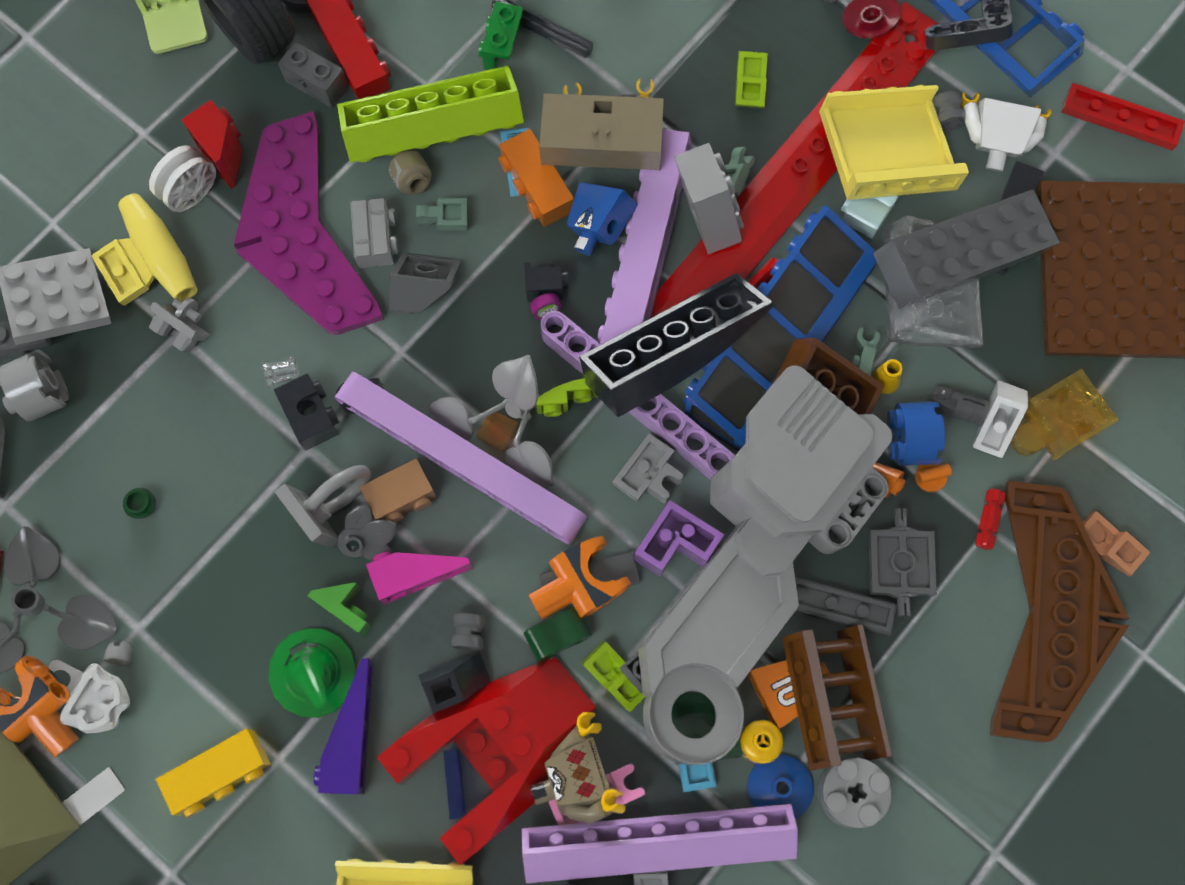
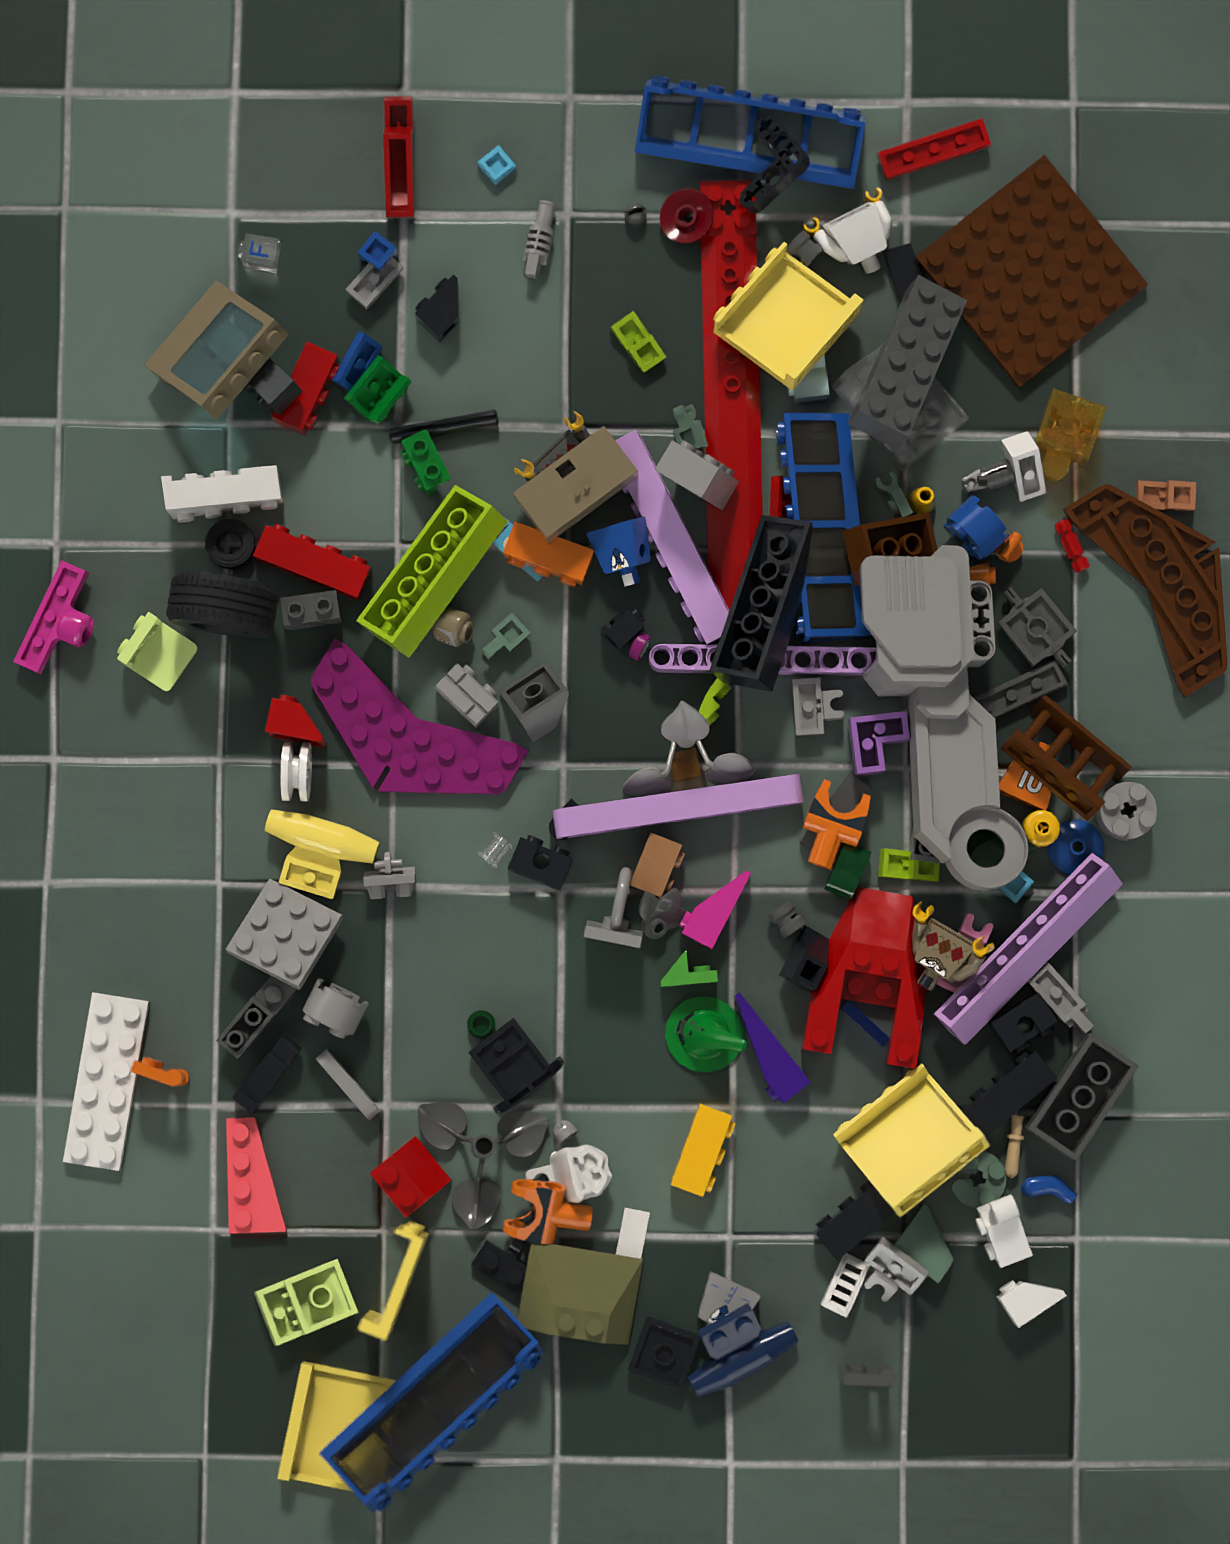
camera: 45 degrees left, 10 degrees up
(128, 559) = (513, 1065): none -> black piece

